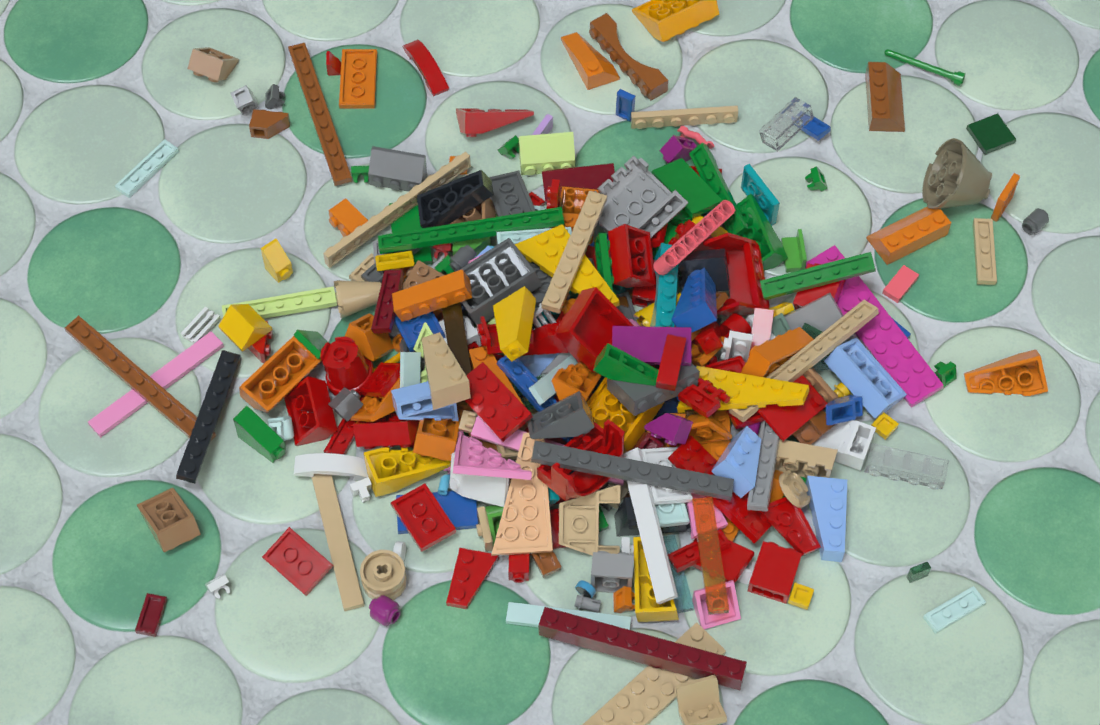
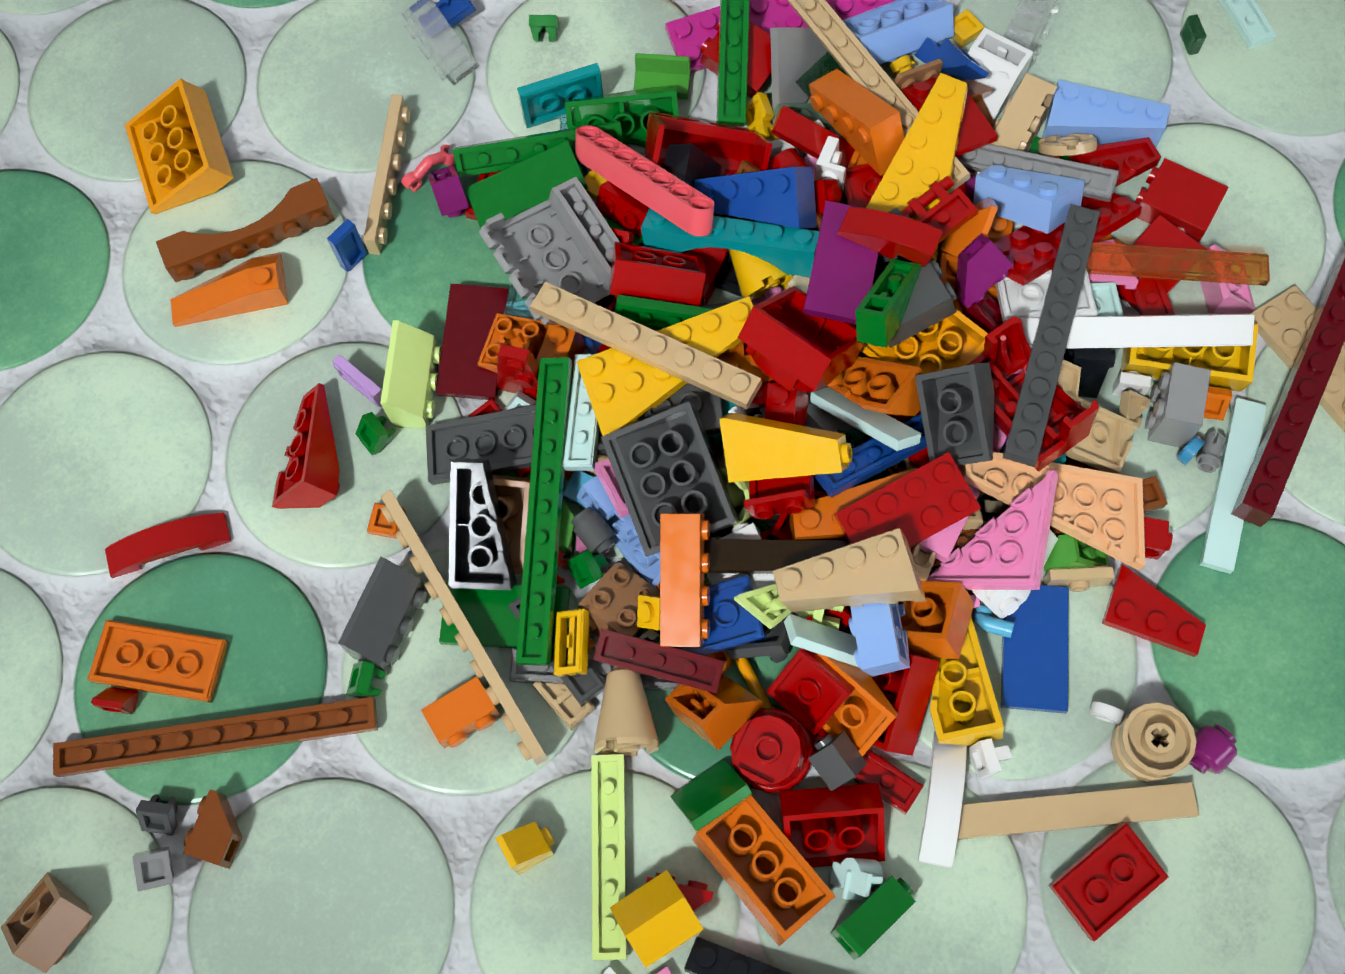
camera: 75 degrees left, 10 degrees up
(423, 517) = (1056, 665): red plate -> none
(801, 596) = (1220, 172): yellow plate -> none

